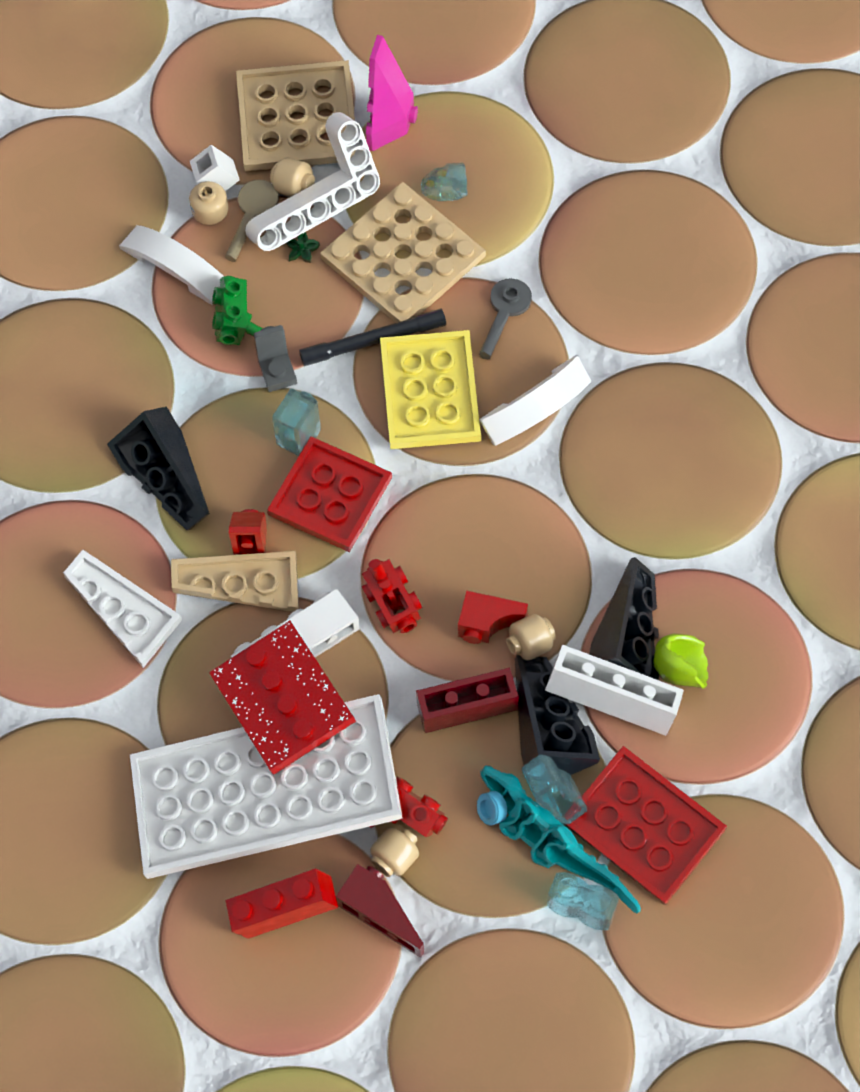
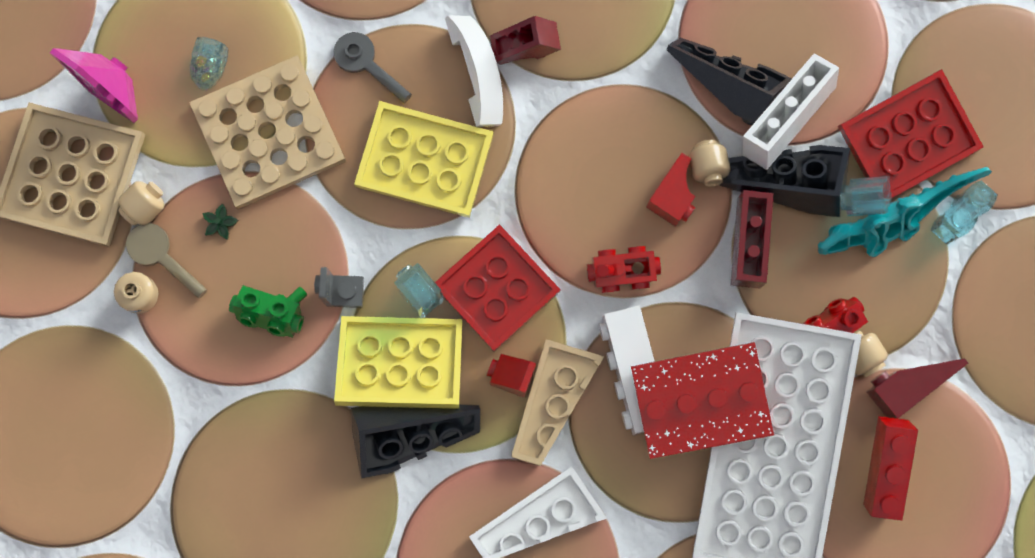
camera: 75 degrees left, 15 degrees up
(174, 259) = (183, 348): white slope -> none
(214, 167) = (101, 273): white brick -> none
(225, 434) = (399, 362): none -> light yellow plate
(322, 192) = (178, 179): white beam -> none
(325, 351) = (343, 239): black piece -> none
(491, 808) = (854, 256): medium azure tile -> none
(584, 433) = (525, 40): none -> dark red arch
(681, 660) = (778, 48): lime hair -> none

